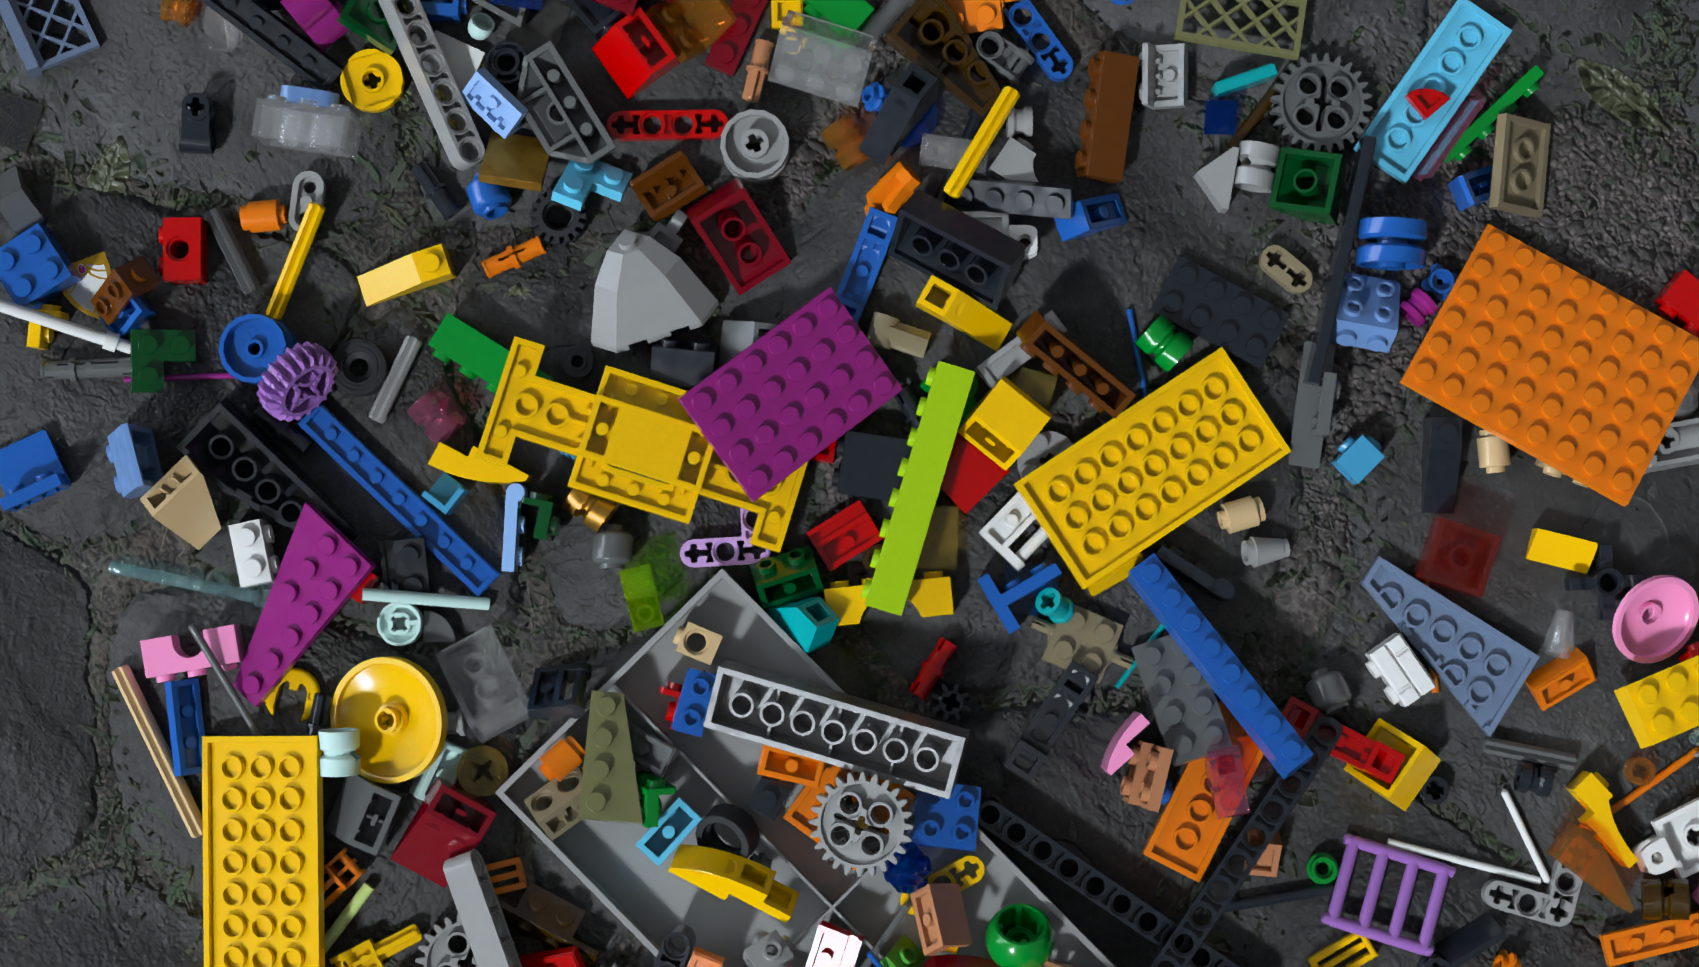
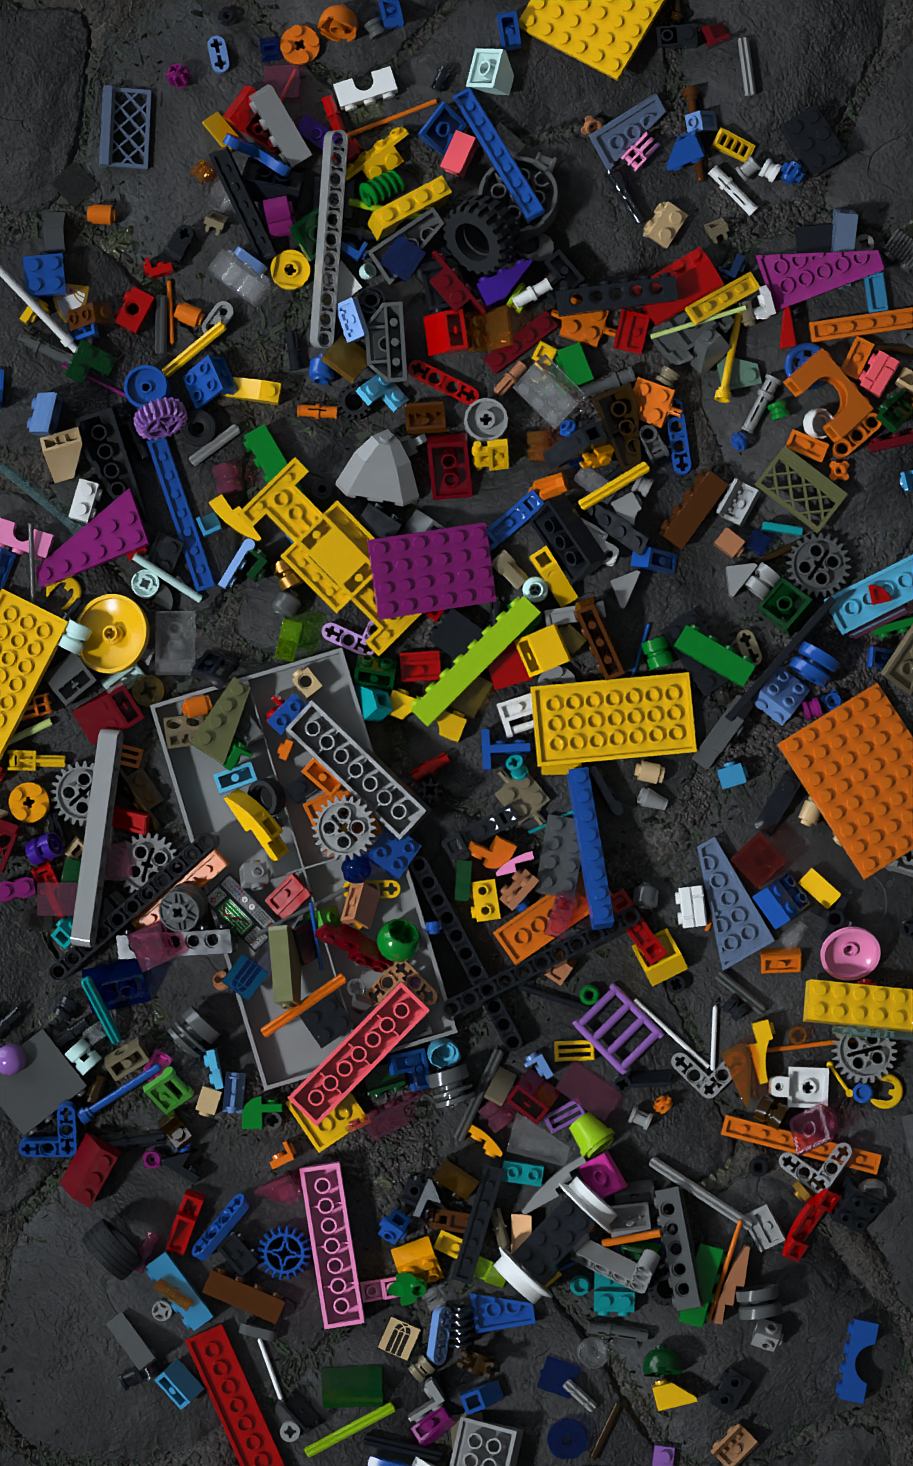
camera: 35 degrees right, 0 degrees up
(67, 141) = (101, 214): none -> orange brick
(190, 176) = (161, 270): none -> red bracket
(232, 66) = (215, 220): none -> dark tan tile
(236, 226) = (170, 311): none -> orange axle
(338, 291) = (208, 380): none -> blue bracket
(718, 753) = (285, 749): none -> orange plate
(794, 182) = (497, 455): none -> yellow plate
(941, 112) = (600, 457): none -> light orange plate
(959, 347) = (540, 595): none -> light aqua head
(1058, 892) = (433, 927): none -> blue plate
(1064, 803) = (463, 880): none -> dark green slope
(1068, 277) = (623, 587): none -> light grey slope
(1091, 741) = (496, 855): none -> orange brick
(1108, 814) = (485, 900): none -> yellow brick
(1183, 138) = (730, 543): none -> nougat brick
(1247, 304) = (714, 656): none -> green brick
(1519, 595) = (781, 900): none -> blue slope

